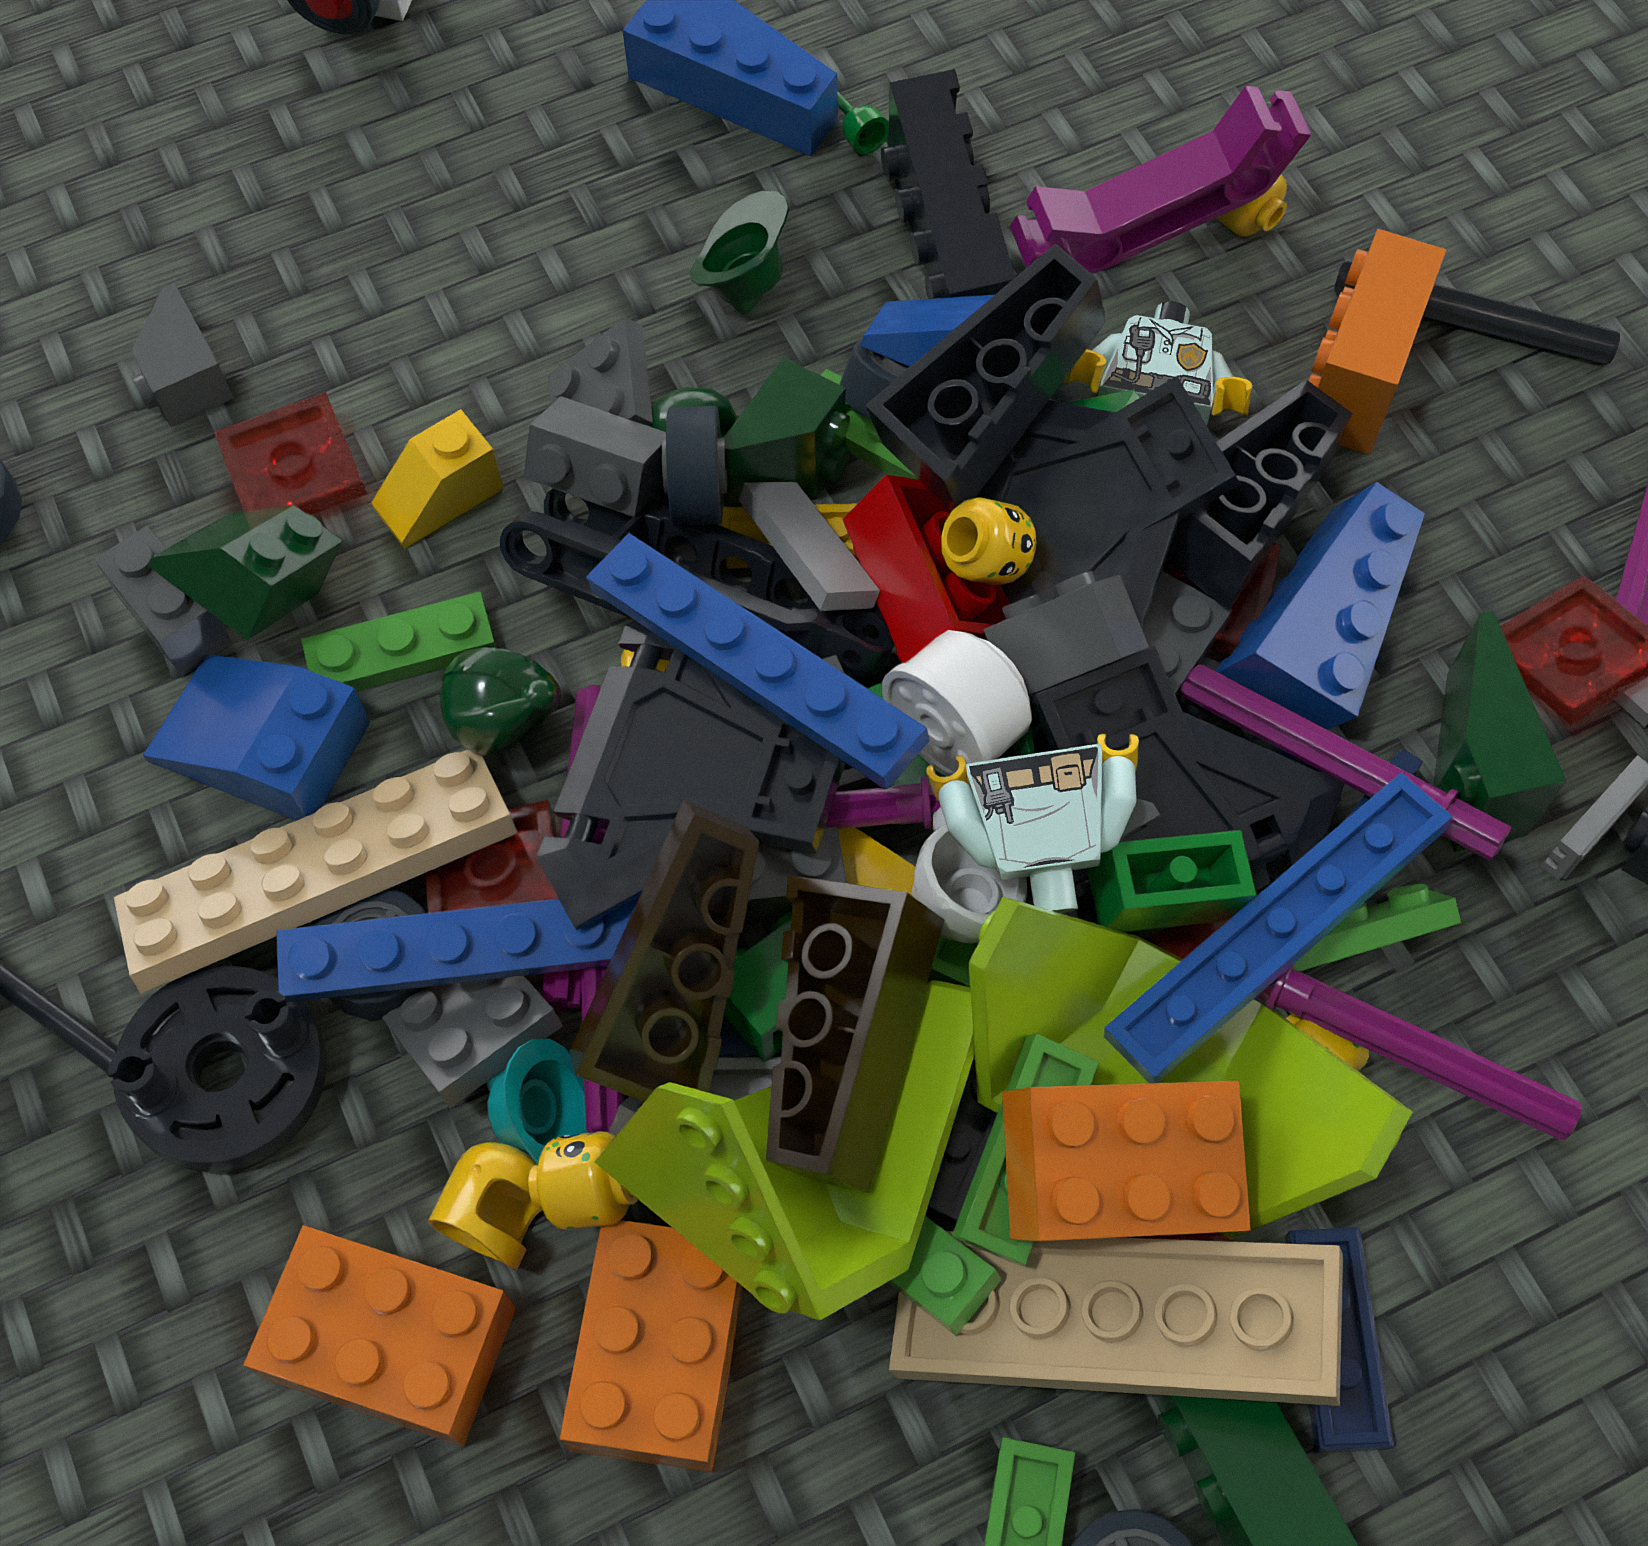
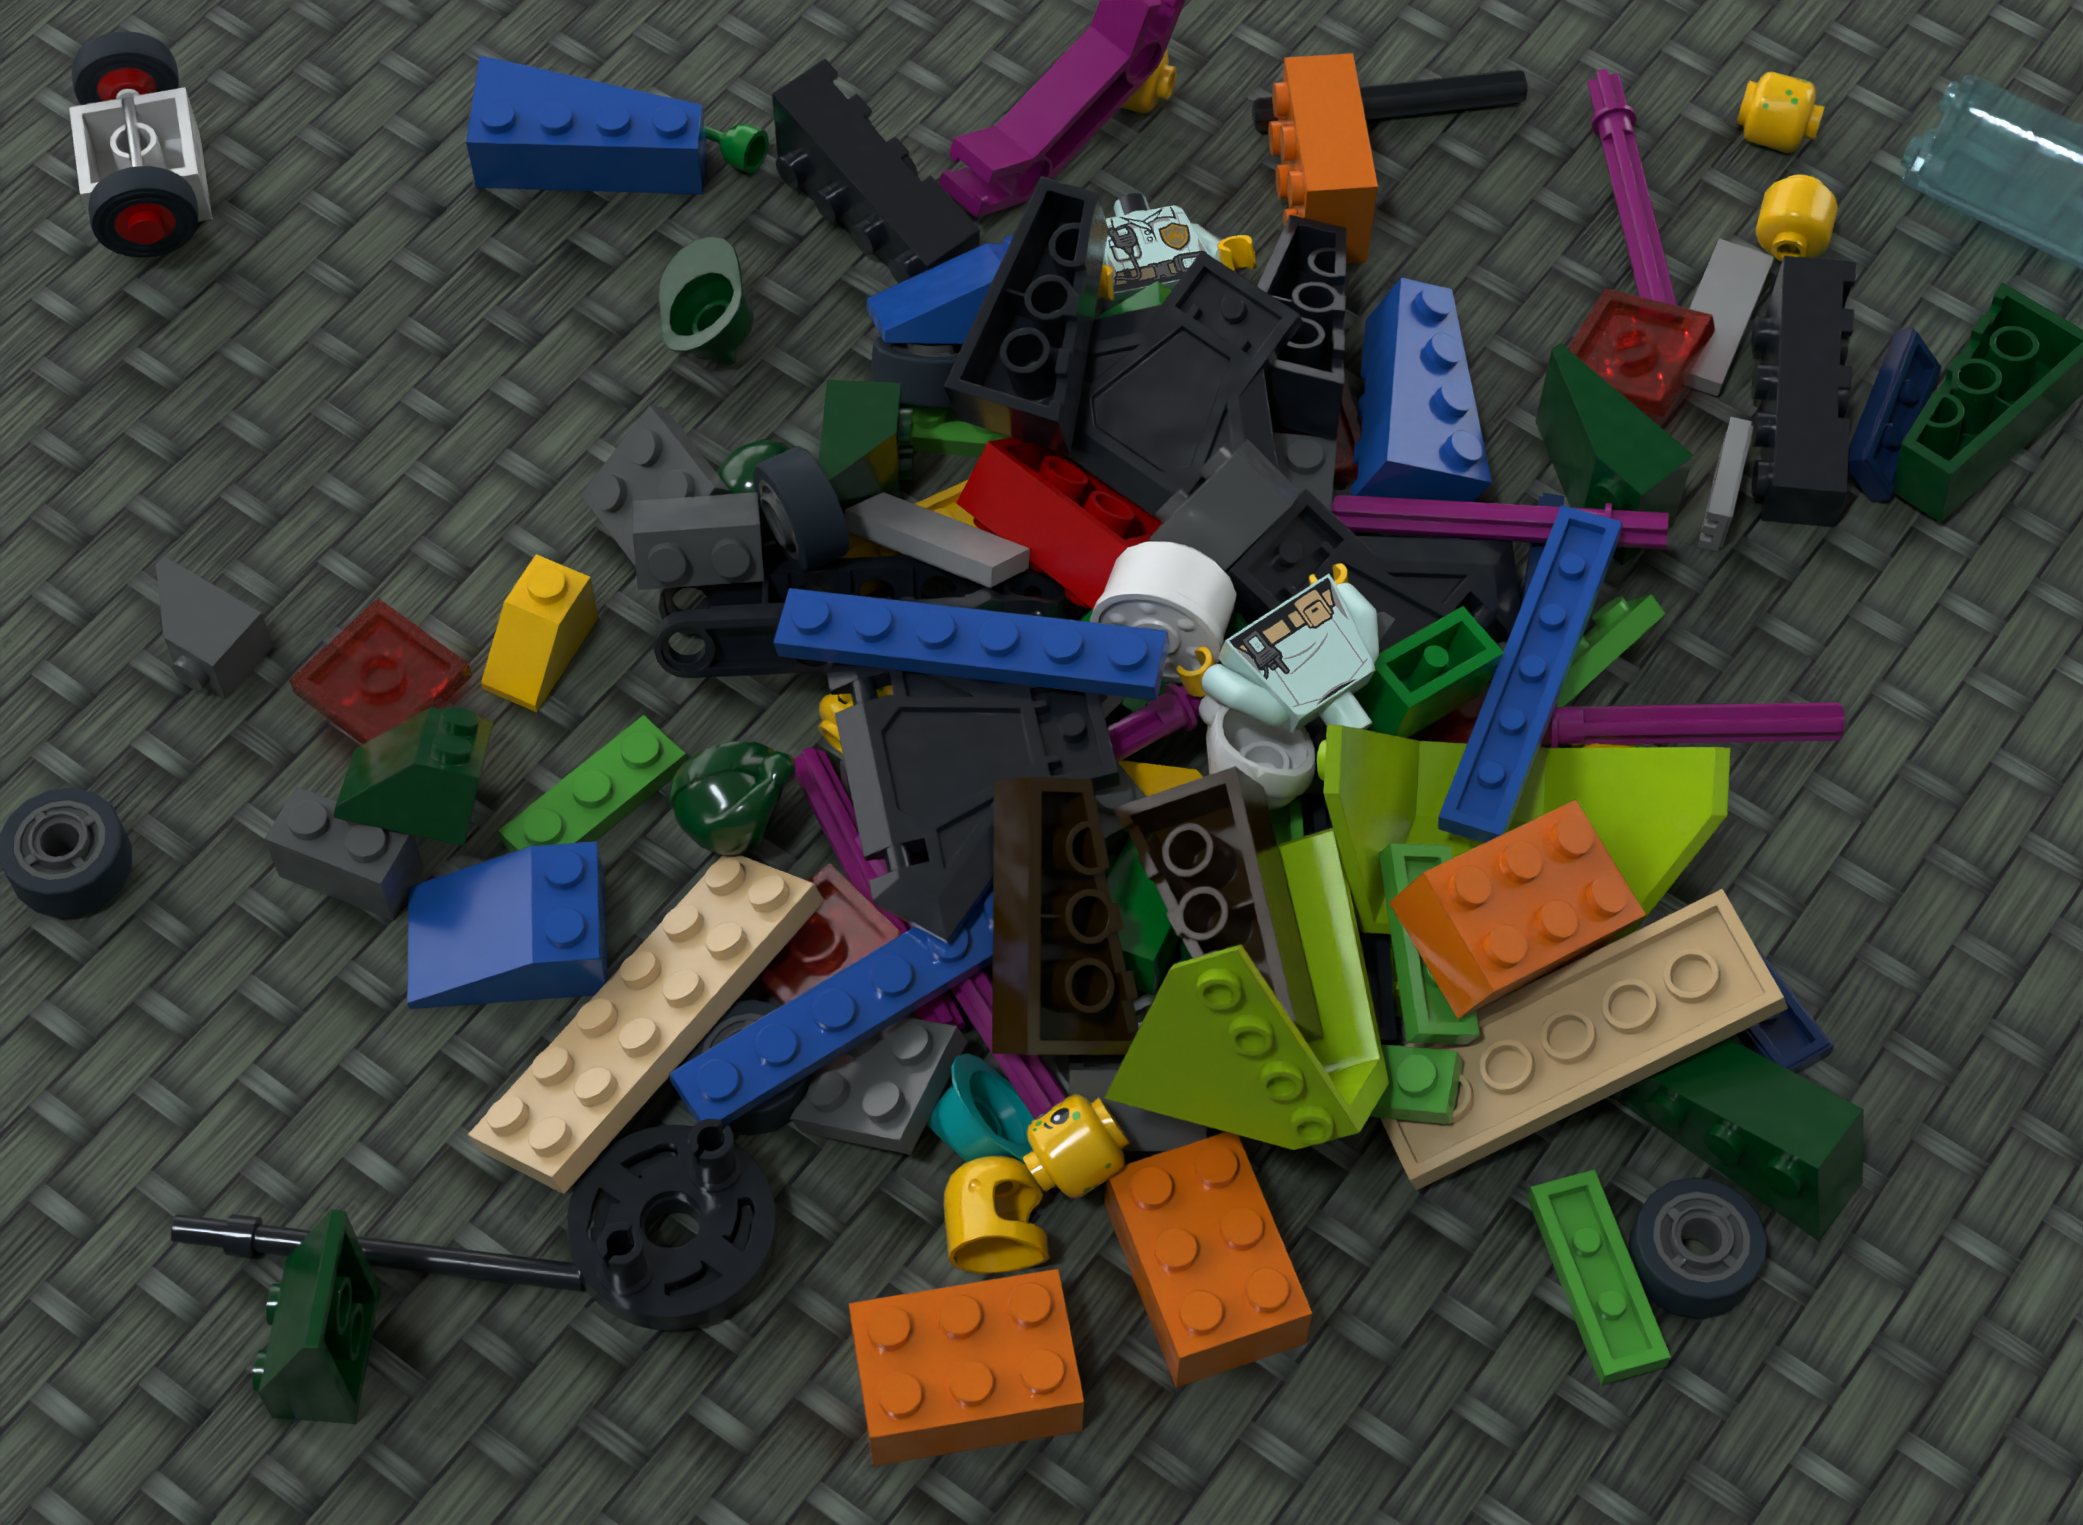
camera: 30 degrees left, 5 degrees down
(988, 541) = (1111, 461): yellow head -> none

